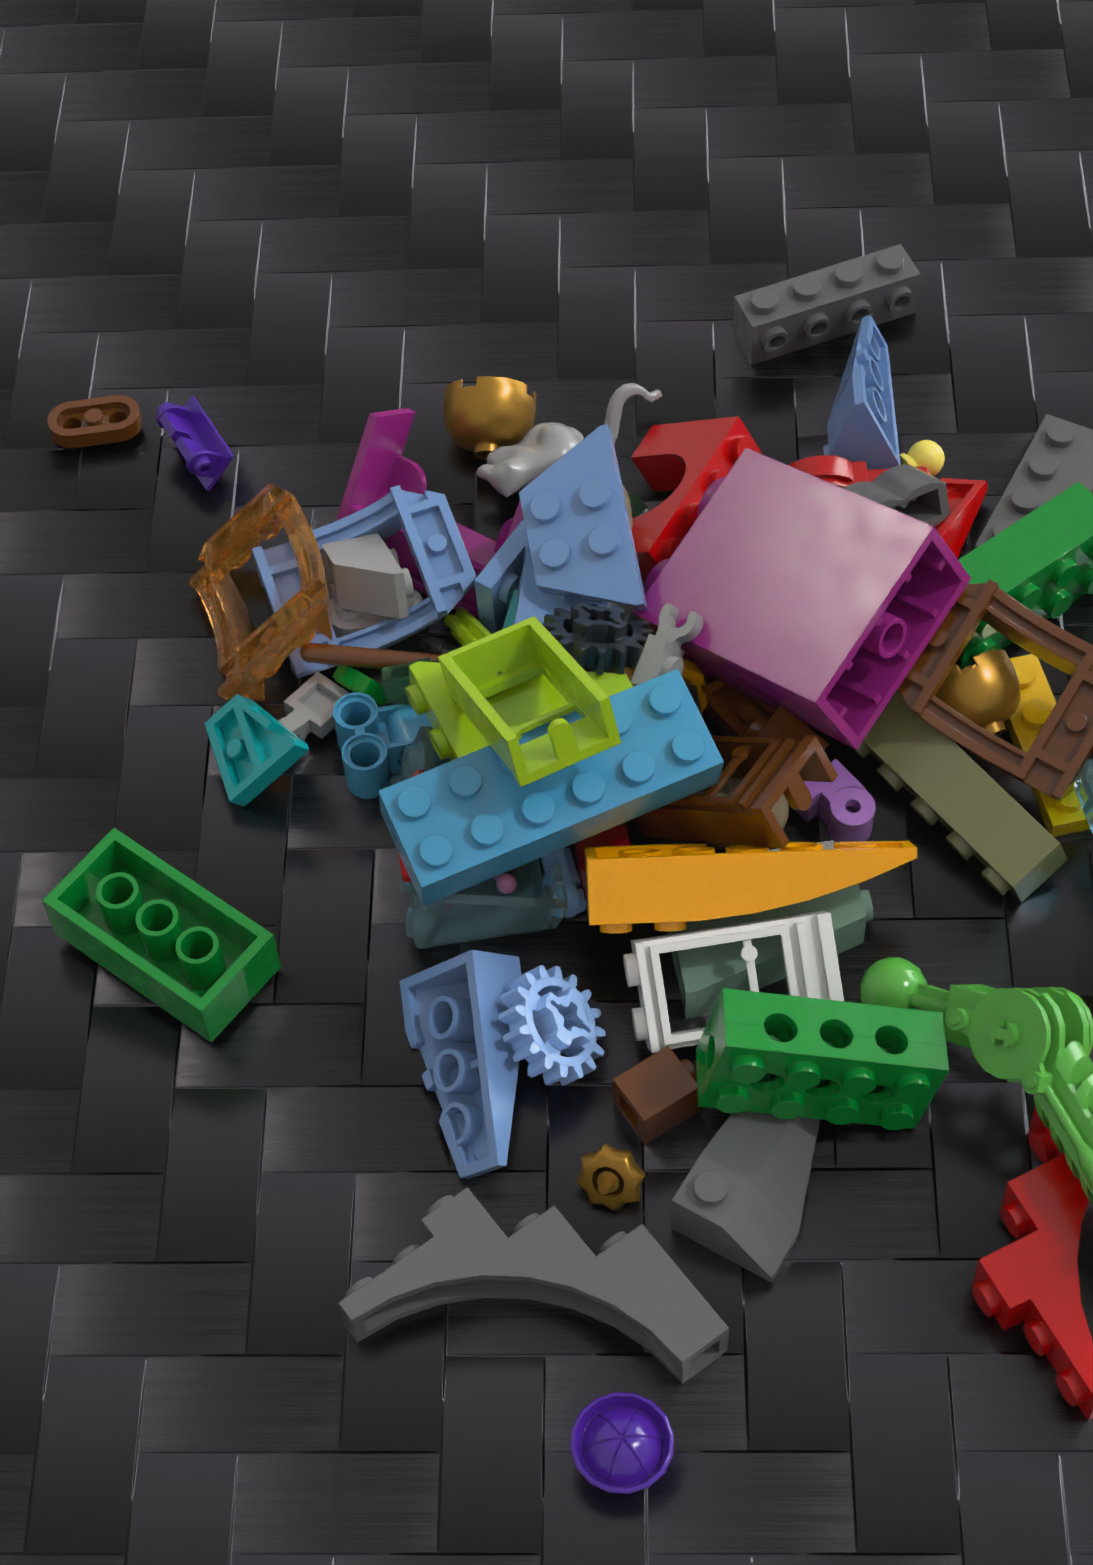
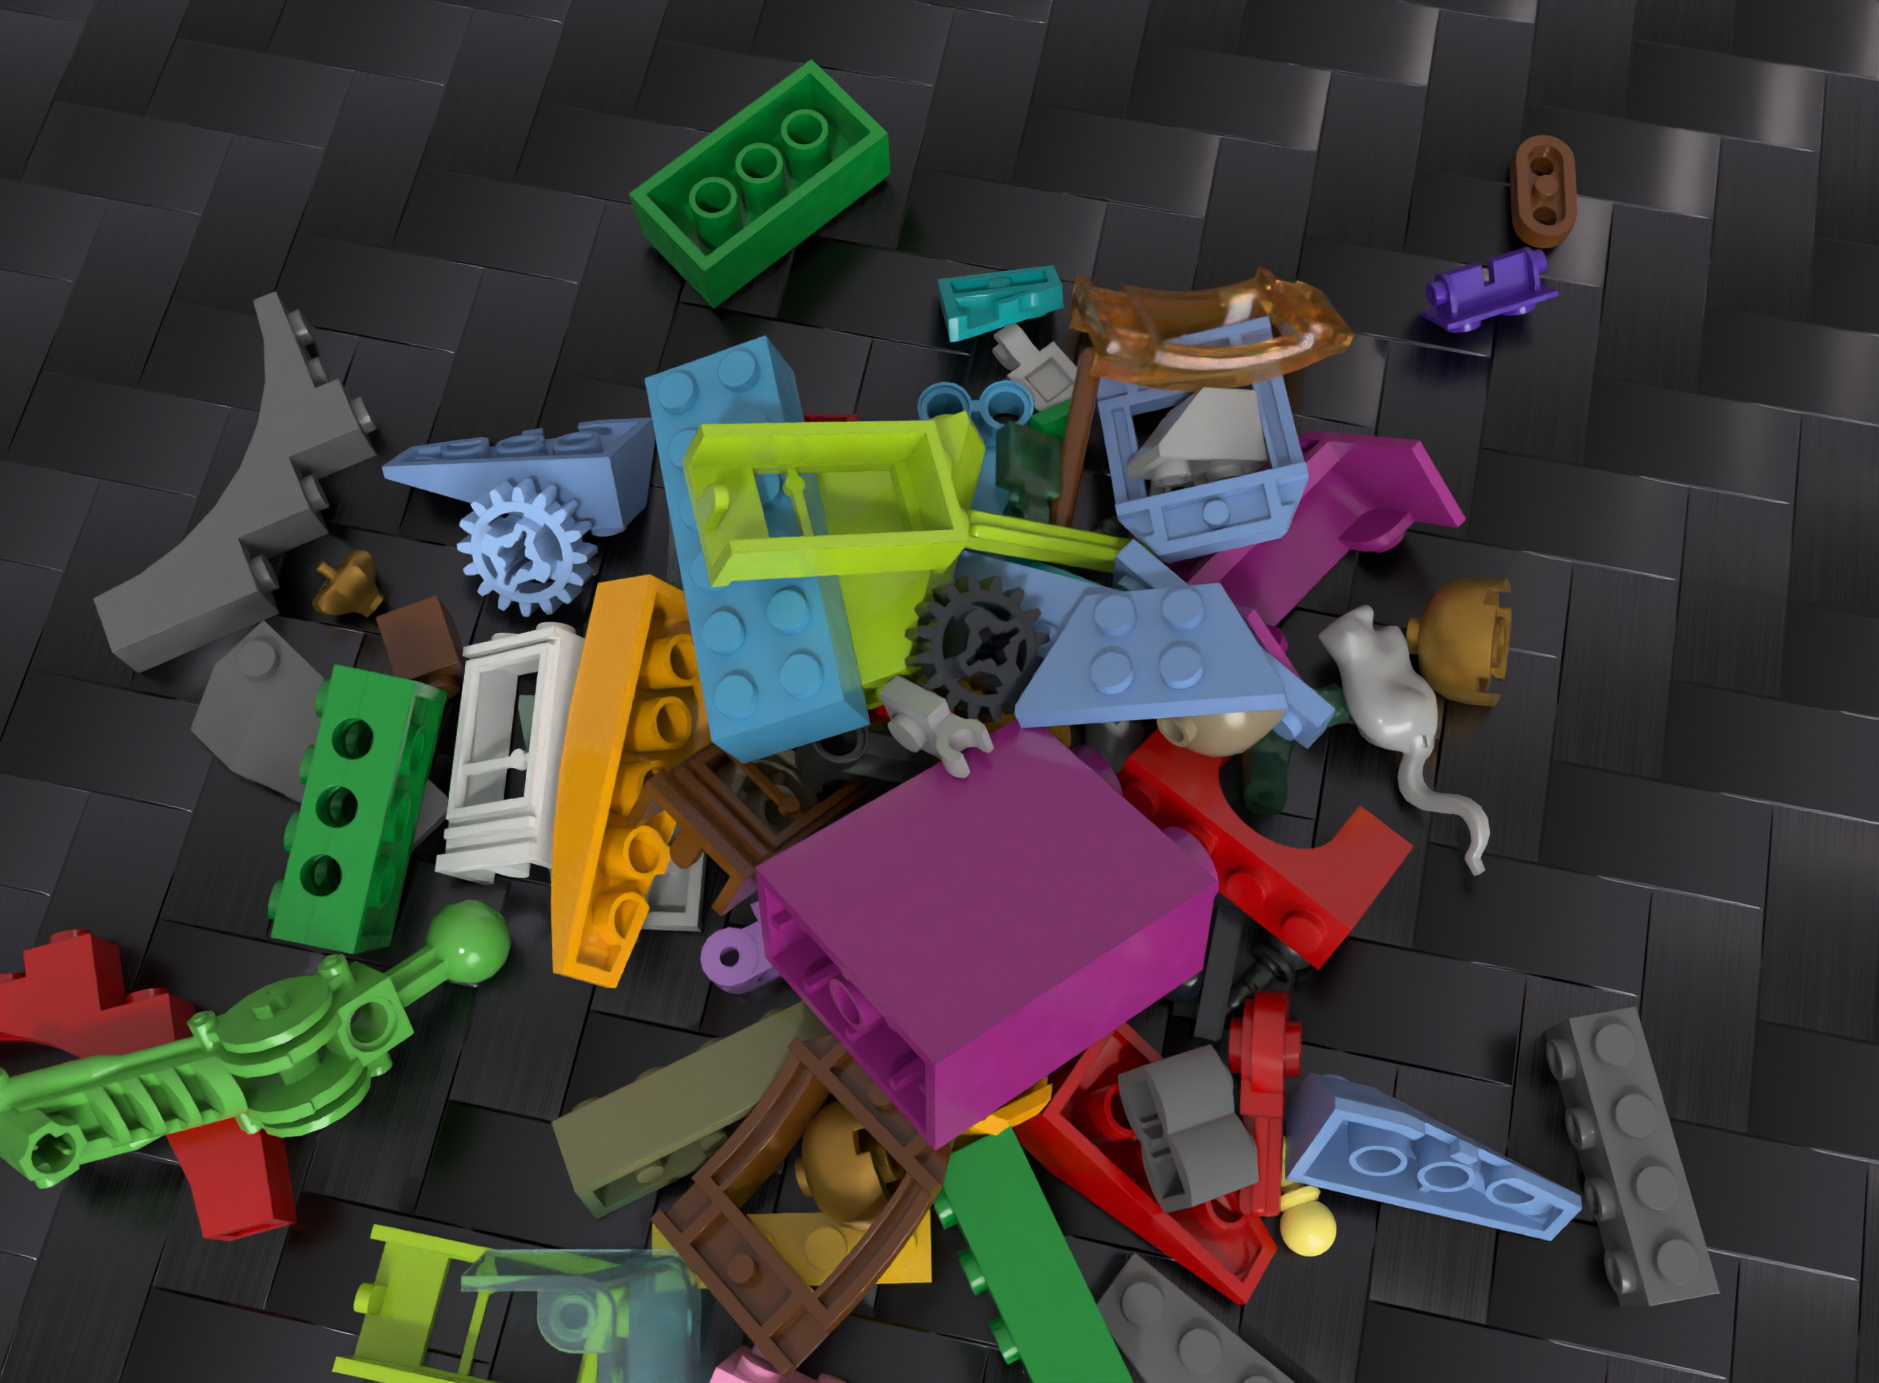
camera: 100 degrees right, 15 degrees up
(622, 1442) = (61, 541): dark purple hat -> none

